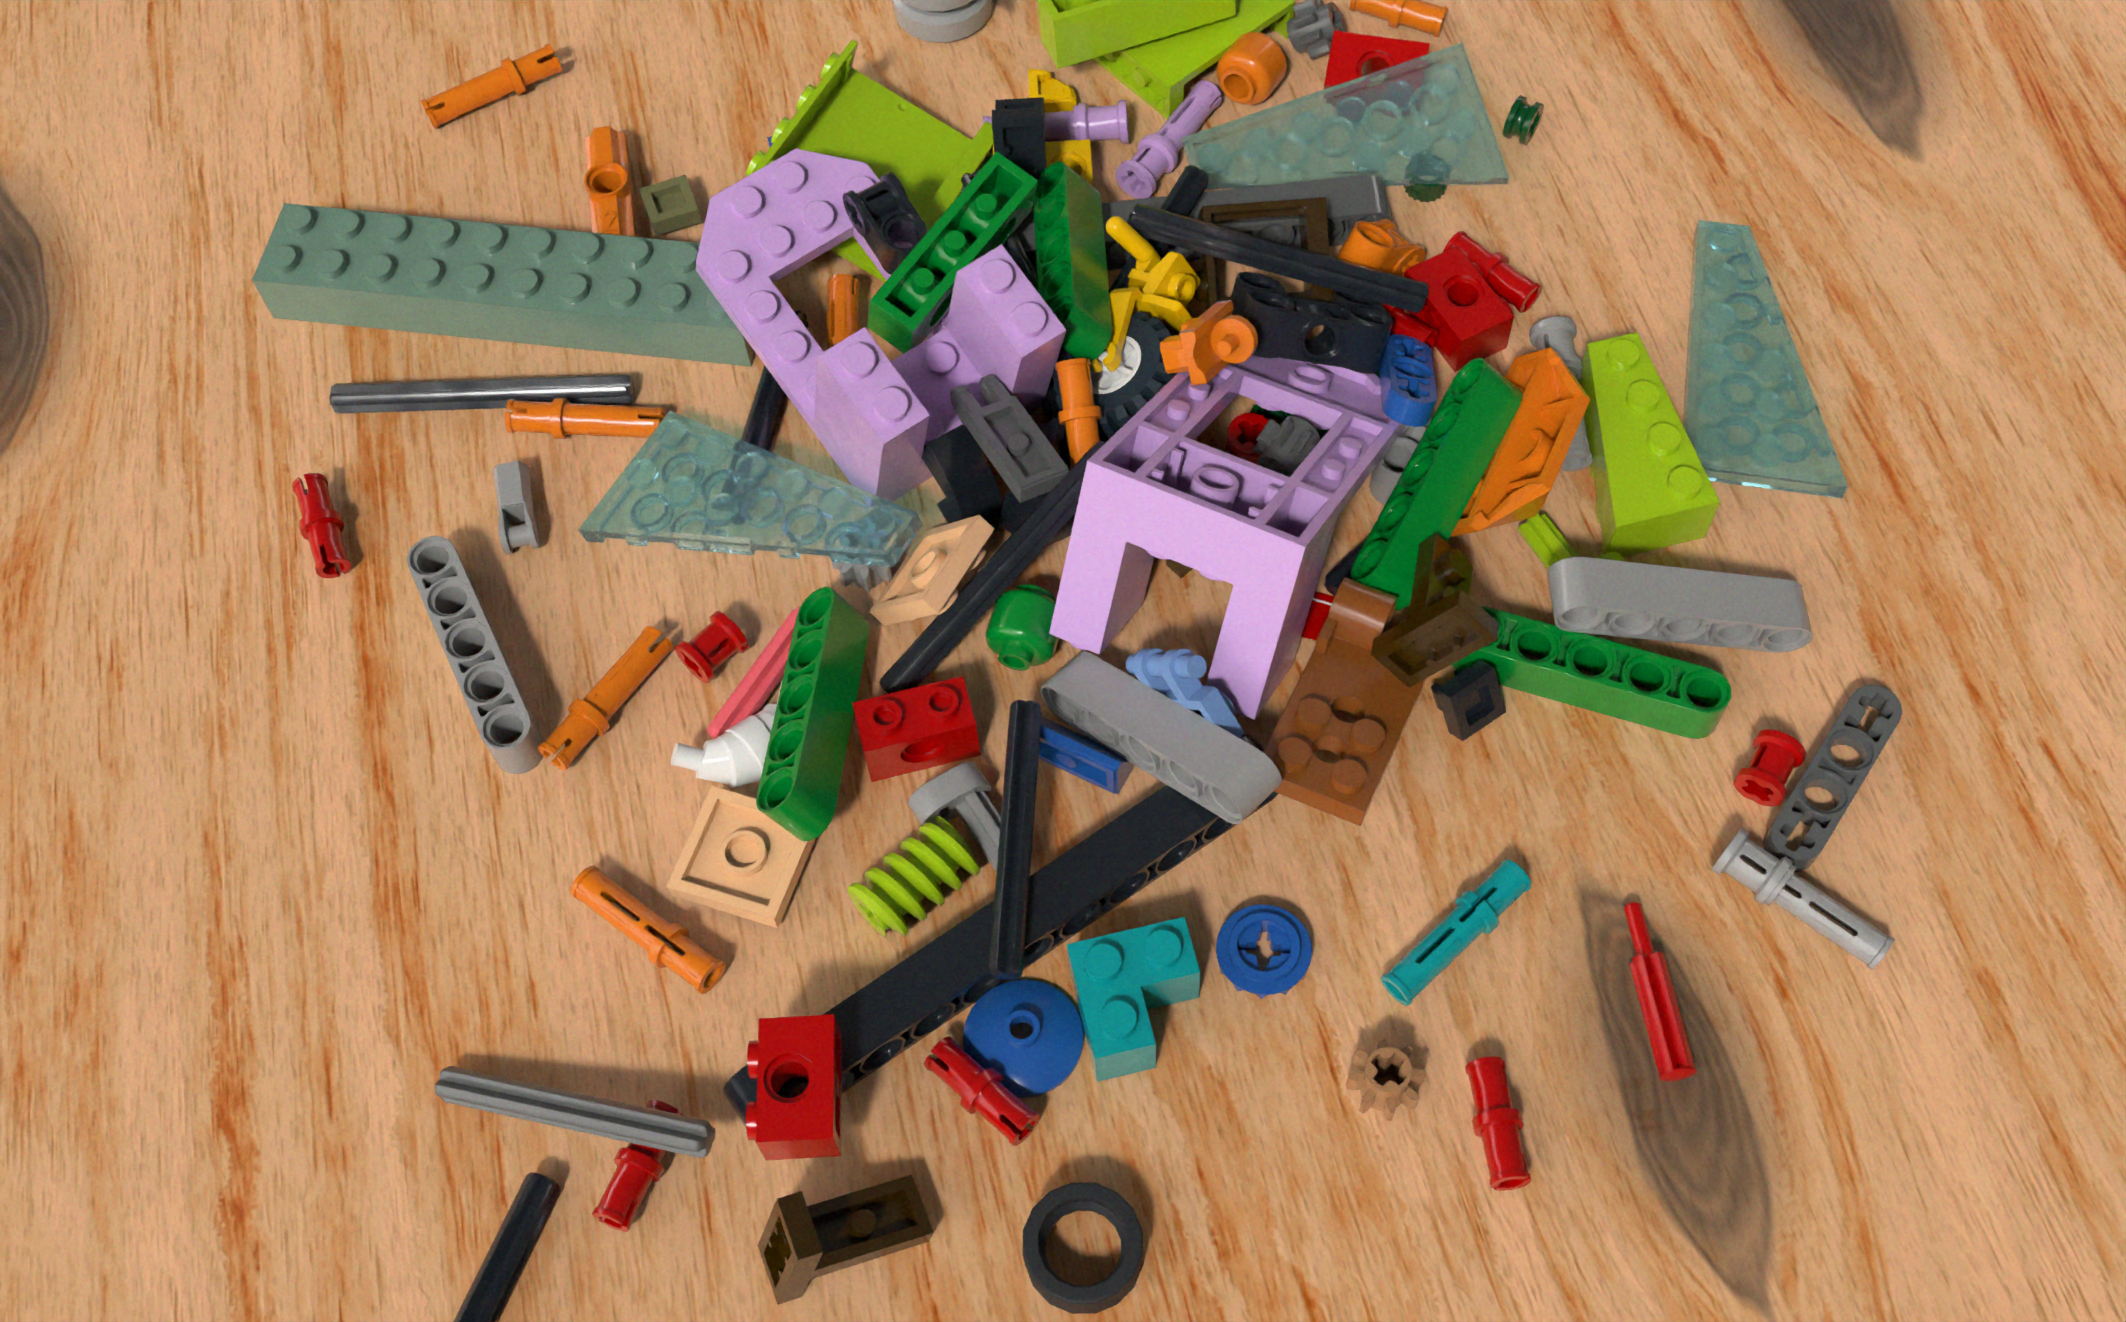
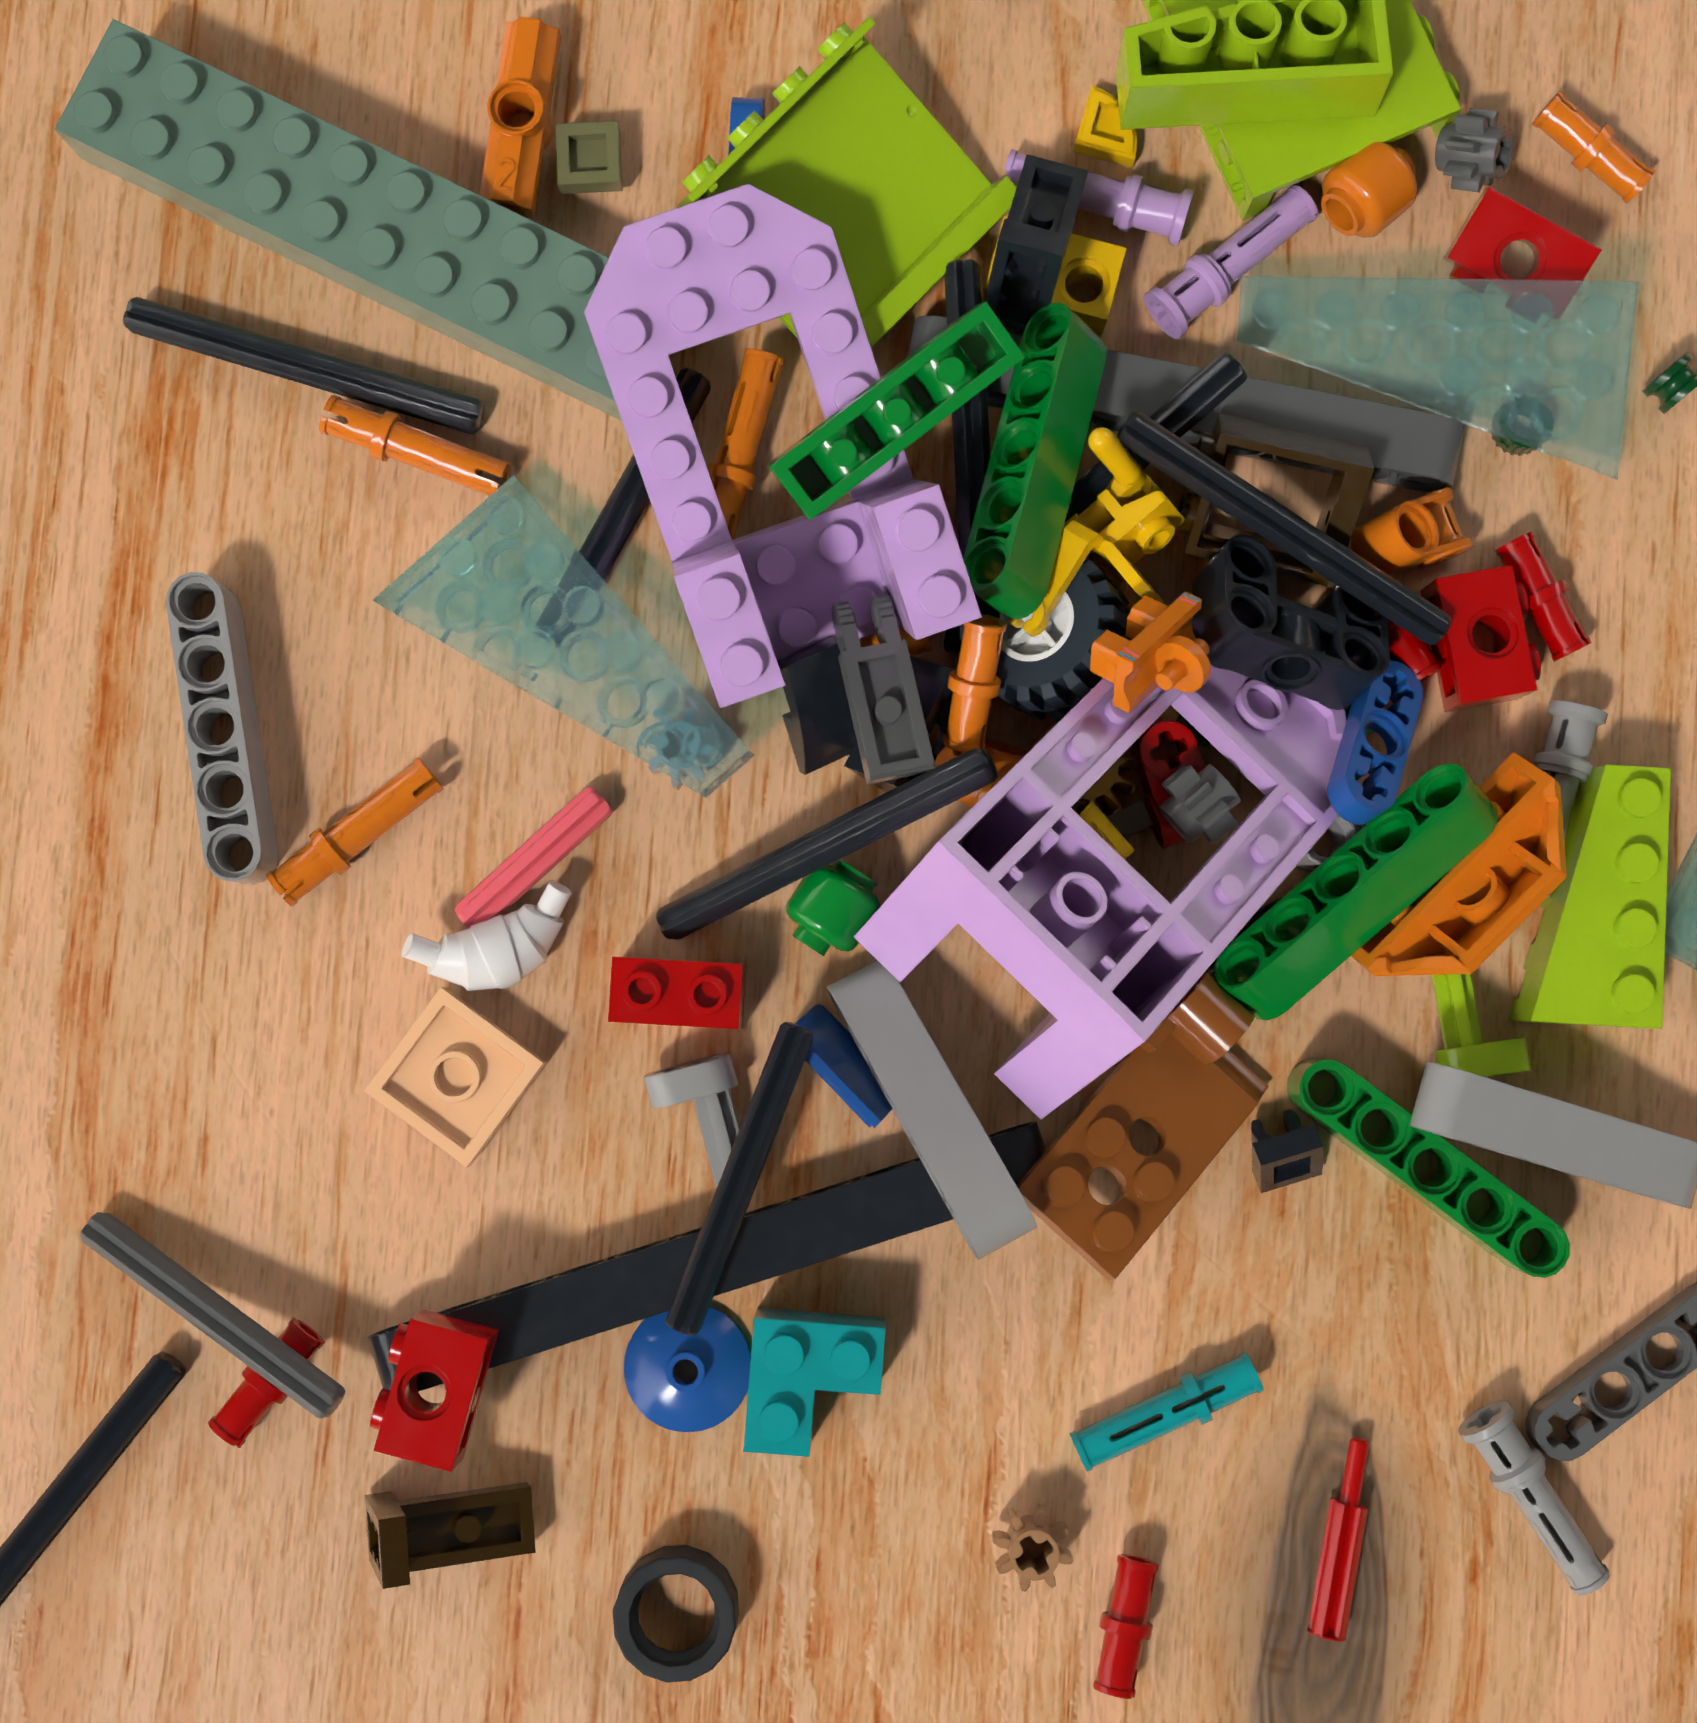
camera: 20 degrees right, 25 degrees up
(321, 525) = (84, 494): red pin -> none
(515, 506) = (308, 535): light grey bar -> none
(695, 966) = (335, 1127): orange pin -> none
(712, 647) = (484, 808): red bush -> none
(814, 715) = (570, 948): green beam -> none
(885, 217) = (829, 333): black piece -> none
(913, 877) = (626, 1172): lime piece -> none
(932, 571) = (752, 809): light nougat plate -> none
(982, 1091) = (626, 1420): red pin -> none
(1176, 676) = (974, 1073): medium blue plate -> none
(1285, 935) = (973, 1391): blue gear -> none
(1441, 617) = (1279, 1088): dark brown bracket -> none
(1769, 767) = (1572, 1342): red bush -> none

